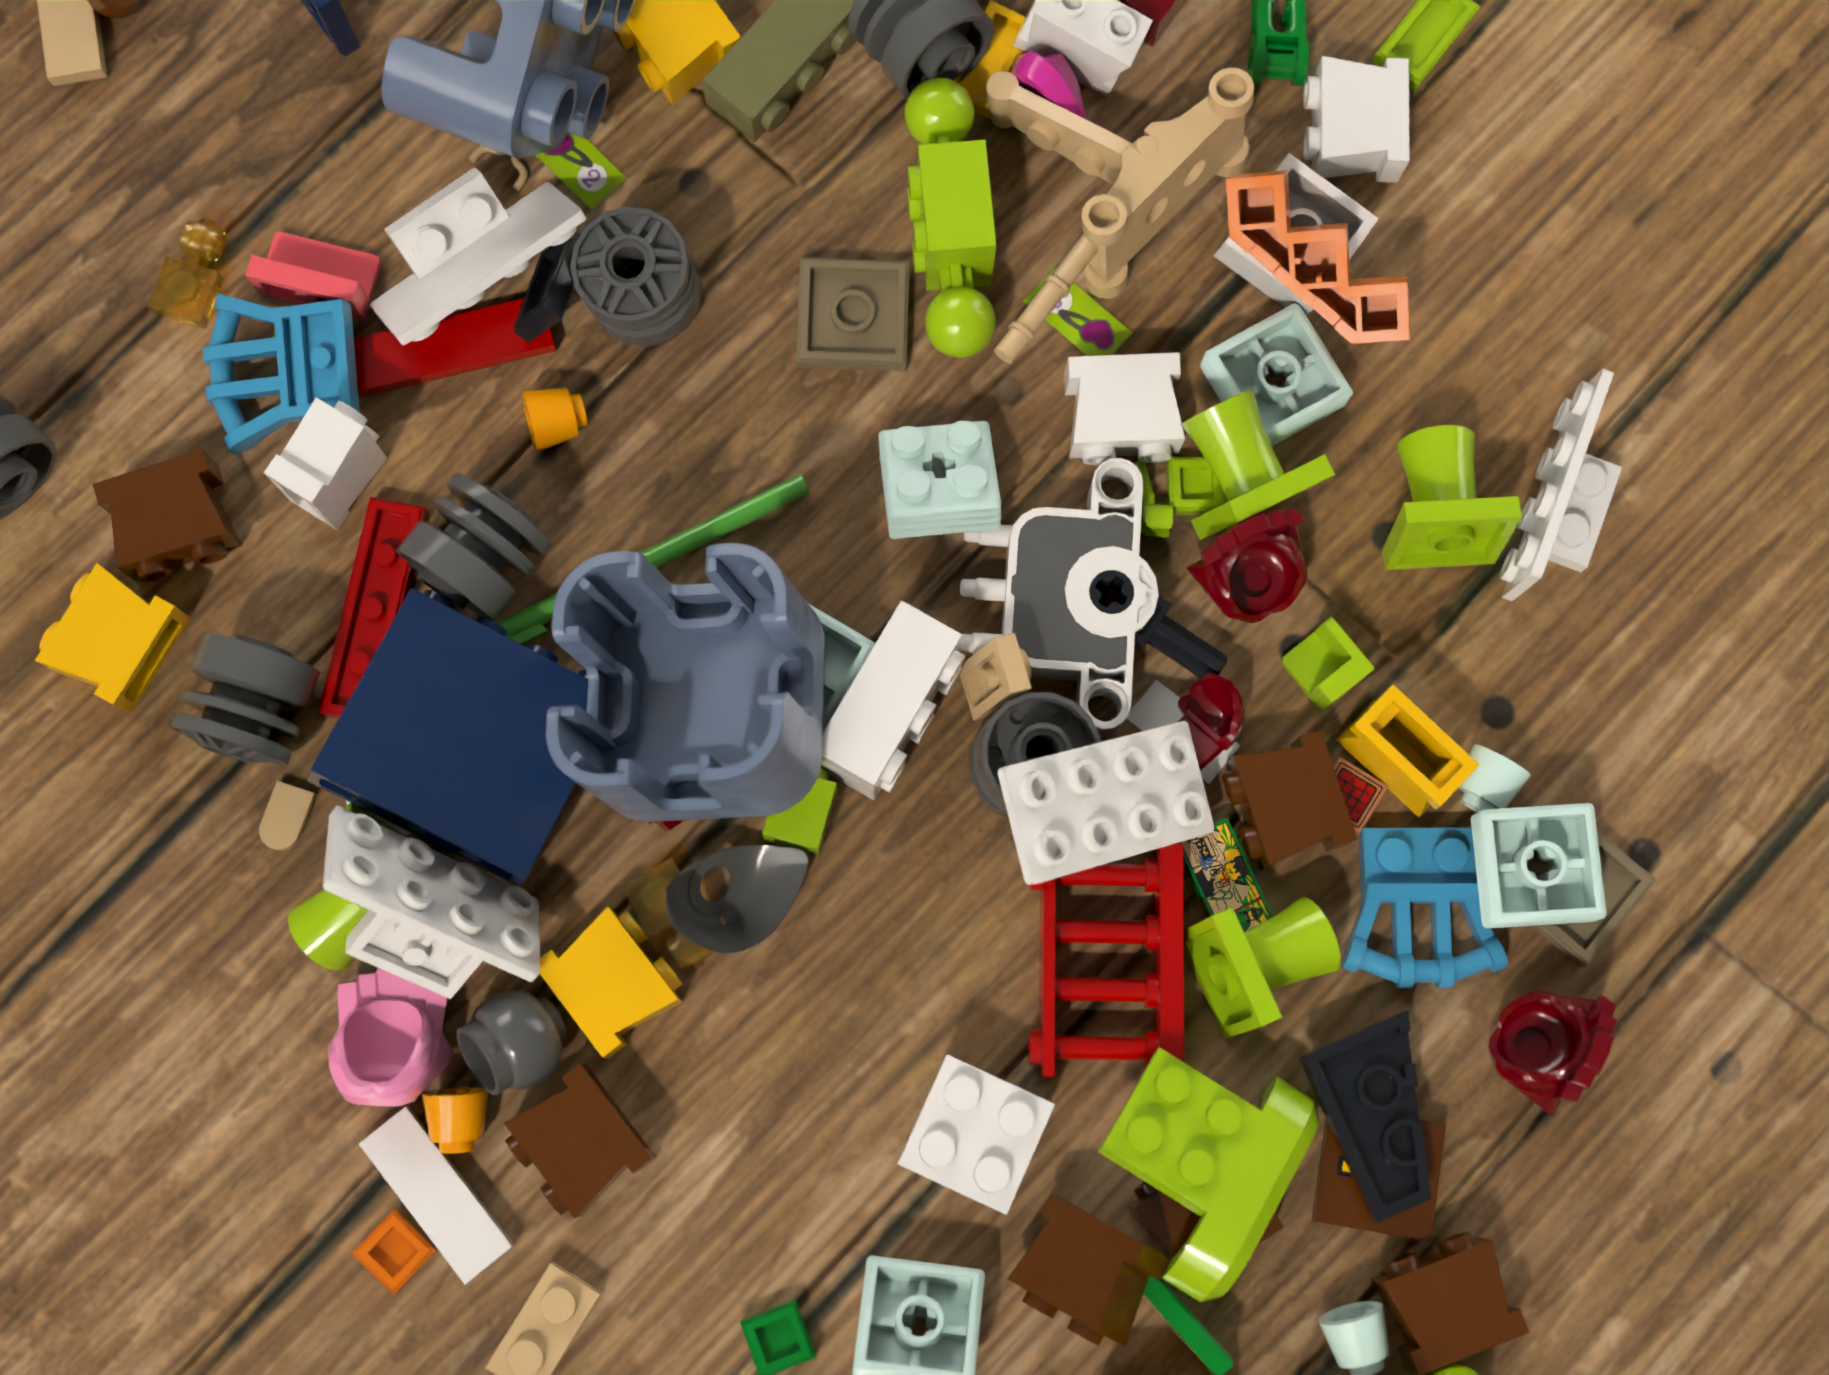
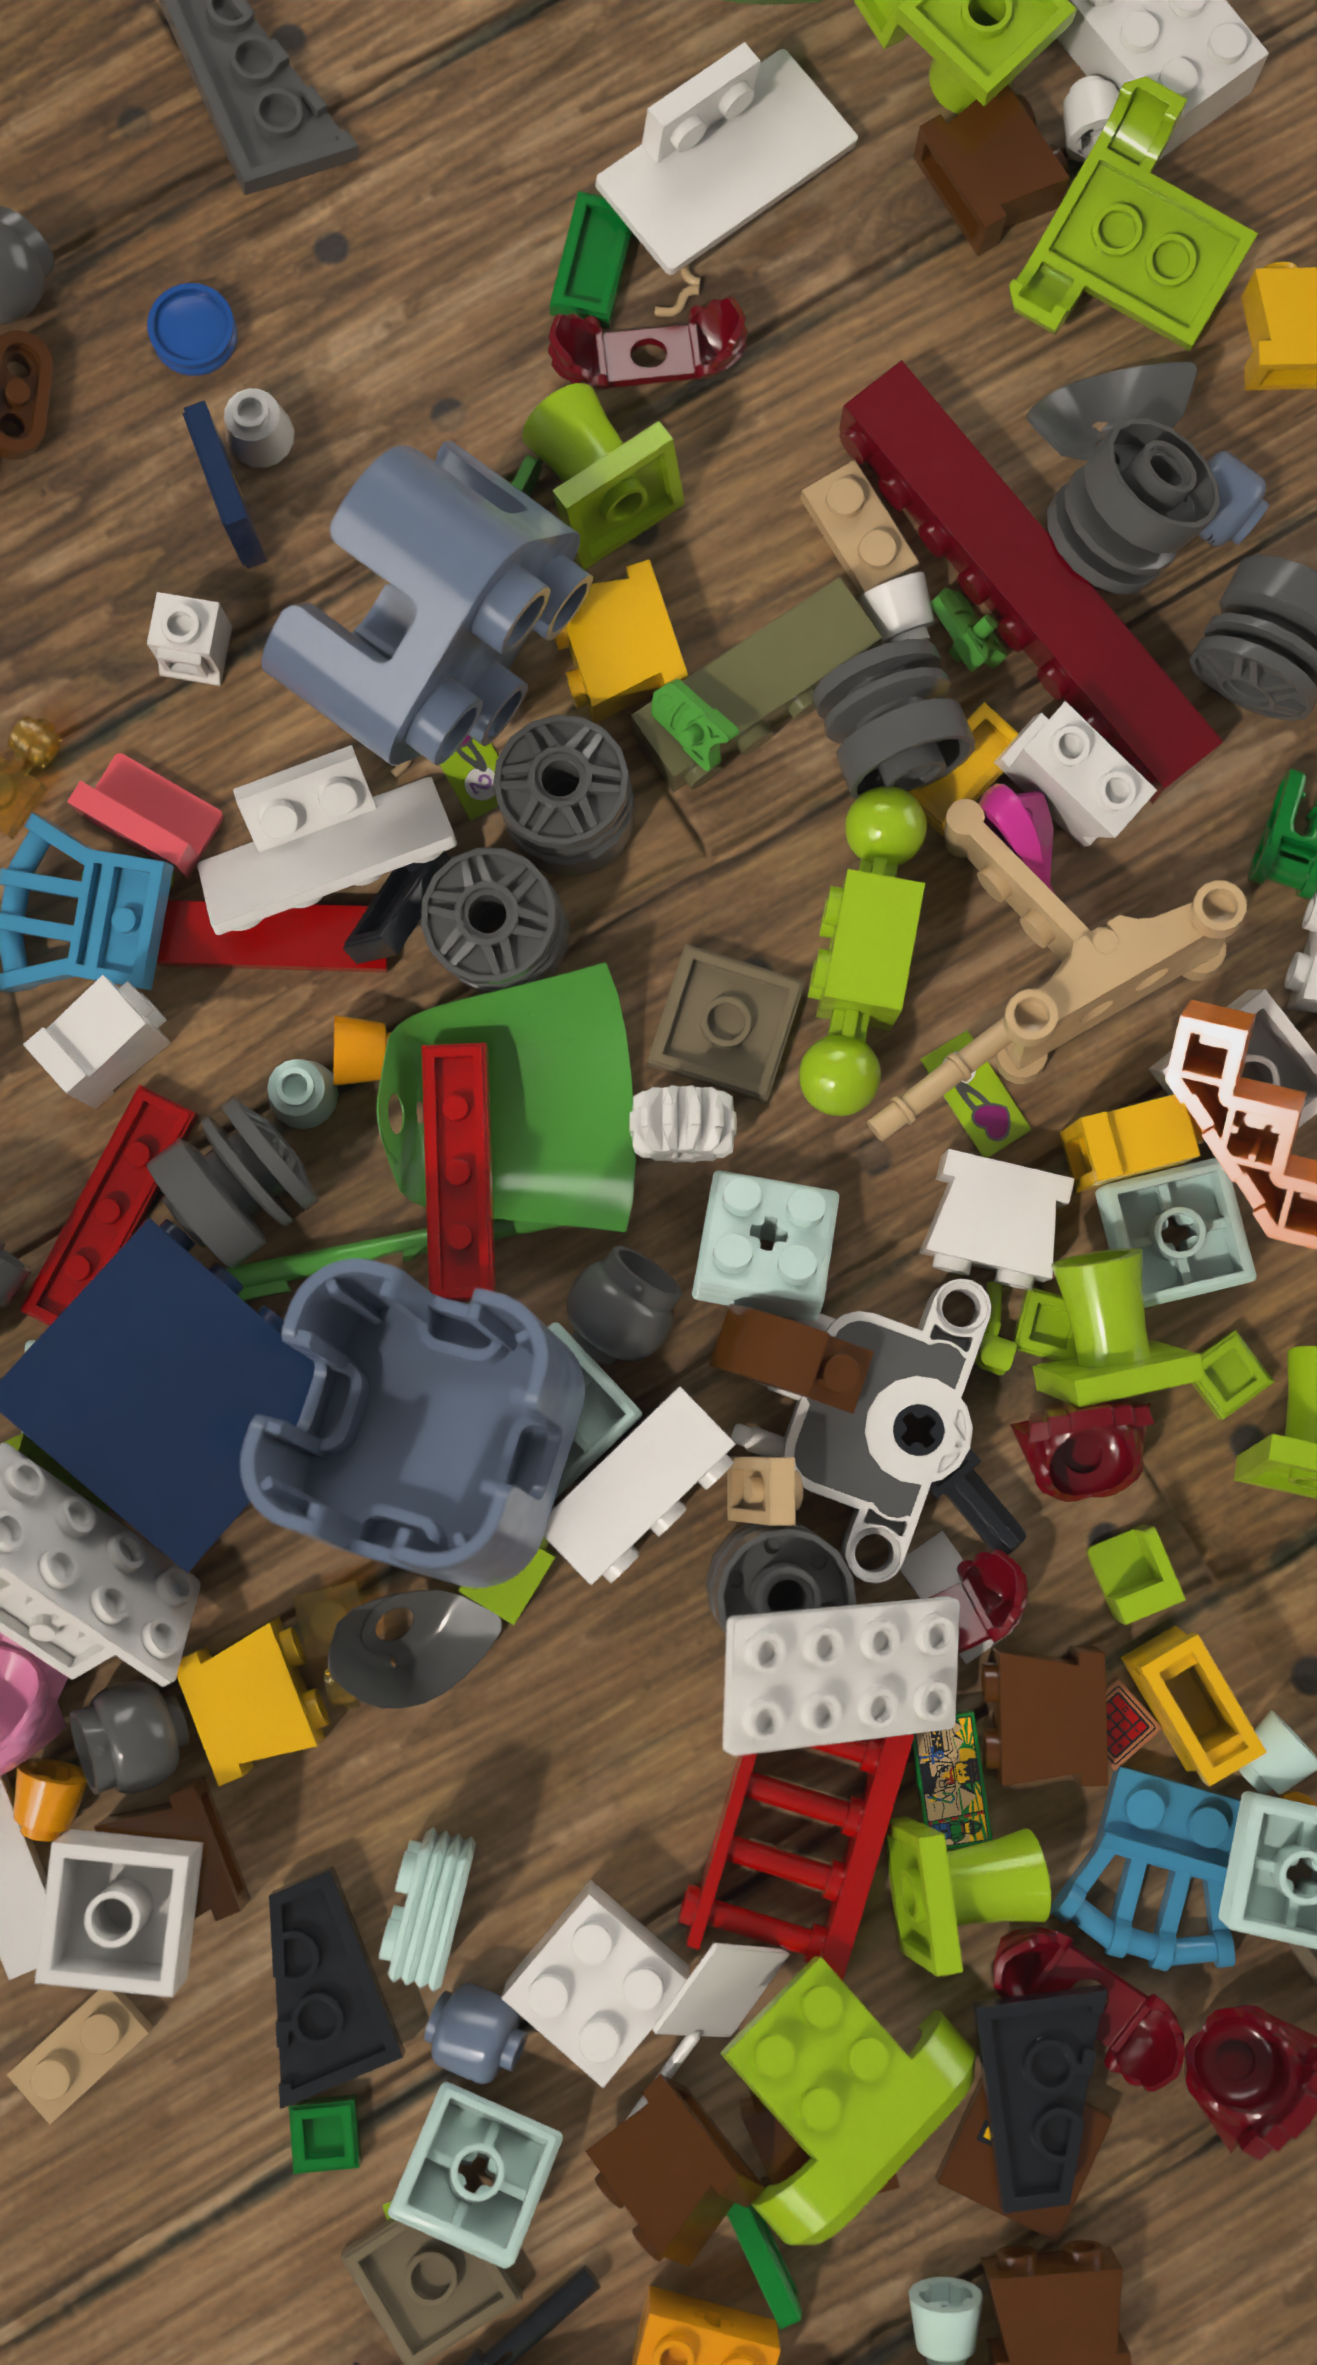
camera: 20 degrees right, 5 degrees up
(312, 119) = (189, 638): none -> white window
(511, 466) = (302, 1093): none -> light aqua hat
(546, 1178) = (119, 1912): none -> white brick
(660, 480) = (458, 1170): none -> red tile
(666, 155) = (565, 795): none -> dark grey wheel
(697, 419) = (554, 1098): none -> bright green piece
(744, 1212) = (327, 1992): none -> black wing
(754, 69) = (692, 723): none -> bright green piece
(817, 1115) = (423, 1931): none -> light aqua brick
(833, 563) = (622, 1307): none -> dark grey piece
(841, 399) = (683, 1124): none -> white gear
(883, 1209) = (475, 2033): none -> sand blue head
(987, 553) = (791, 1357): none -> reddish brown brick
(1081, 1112) = (716, 1998): none -> white piece
(1215, 308) = (1130, 1142): none -> yellow hips
(1354, 485) = (1230, 1375): none -> lime tile
(1444, 1042) = (1136, 2028): none -> dark red piece

